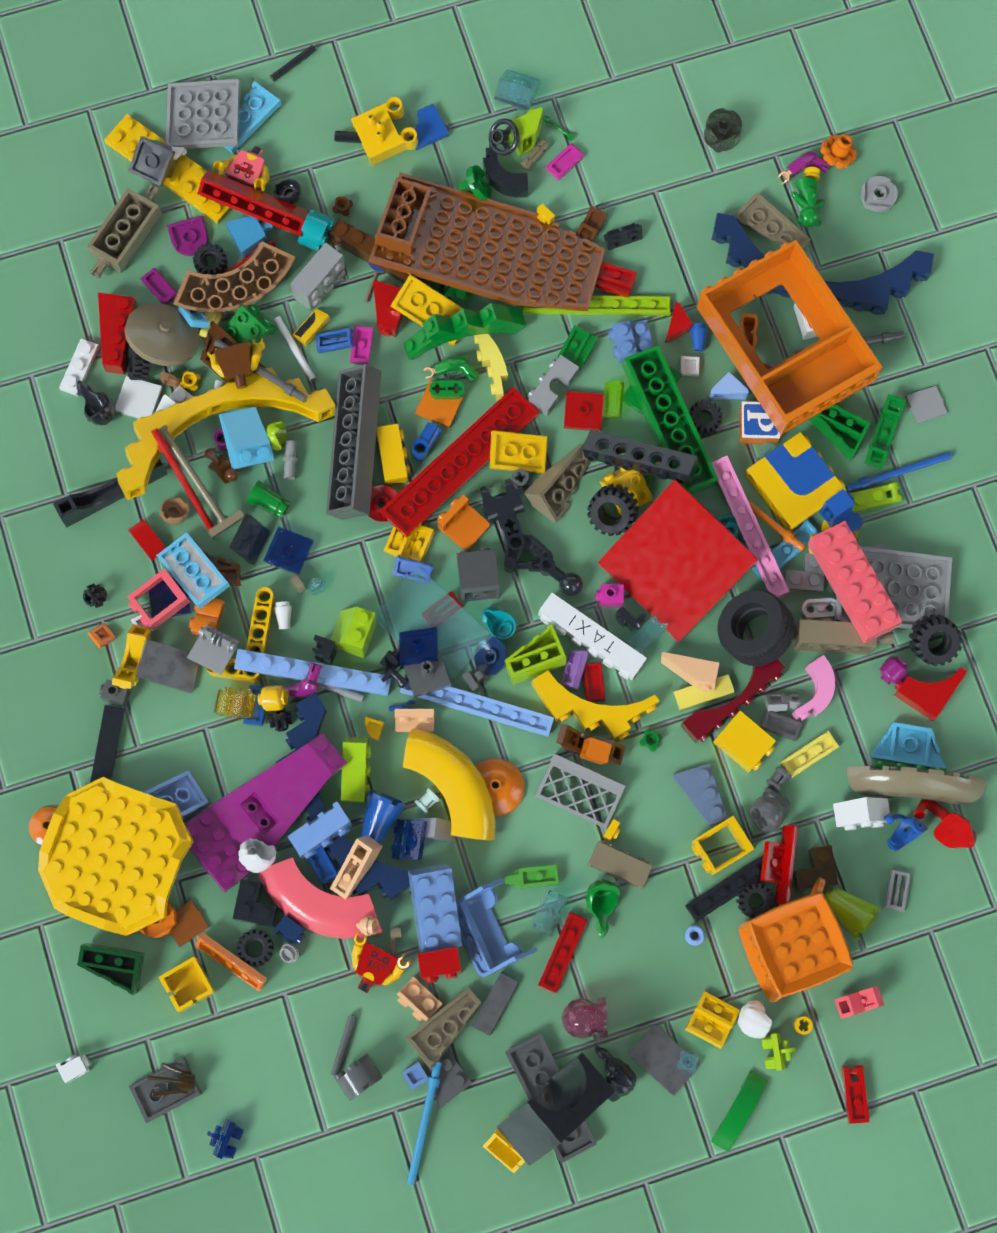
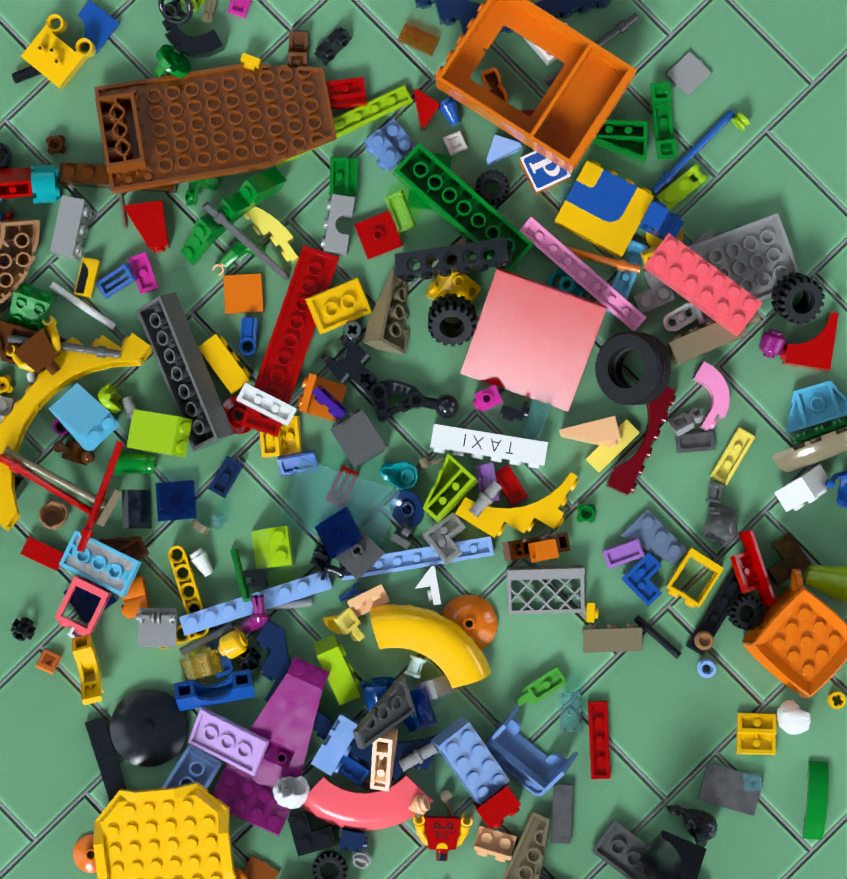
camera: 25 degrees left, 10 degrees up
(114, 694) = (87, 711): dark grey brick -> none
(159, 738) = (148, 728): none -> black dish
(166, 666) = (122, 662): flat silver tile -> none
(195, 536) = (87, 532): none -> red bar
(214, 727) = (195, 695): none -> blue arch
(224, 783) = (228, 741): none -> lavender tile
(251, 682) = (207, 638): none -> dark grey bar
(303, 482) = (159, 433): none -> lime slope
(311, 643) = (239, 573): none -> green bar
(343, 551) = (226, 477): none -> dark blue plate
(378, 824) = (386, 714): none -> dark grey wing
(386, 731) = (348, 623): none -> light yellow plate
(388, 880) = (417, 756): none -> light grey pin
(411, 502) = (266, 404): none -> white plate
(421, 302) = (182, 207): yellow tile -> none
(446, 389) = (241, 274): green beam -> none
(452, 324) = (220, 218): none -> dark grey bar
(465, 523) = (336, 409): none -> dark purple plate
(479, 731) = (431, 580): none -> white slope
(509, 694) = (441, 536): none -> light grey plate
(526, 626) = (424, 463): none -> dark tan hand
(565, 679) = (485, 498): none -> light grey pin
(584, 1018) = (646, 789): clear pink tile -> none
(601, 902) = (611, 679): green piece -> none
(662, 883) = (657, 636): none -> black bar
(668, 792) = (623, 553): none -> medium lavender tile
(670, 823) = (638, 579): none -> blue plate
(700, 266) = (418, 39): none -> clear orange plate
(704, 907) = (704, 640): none -> medium nougat plate
(745, 742) = (670, 474): yellow brick -> none
(778, 1061) = (828, 742): lime hips -> none
(954, 465) = (740, 121): none -> lime bush

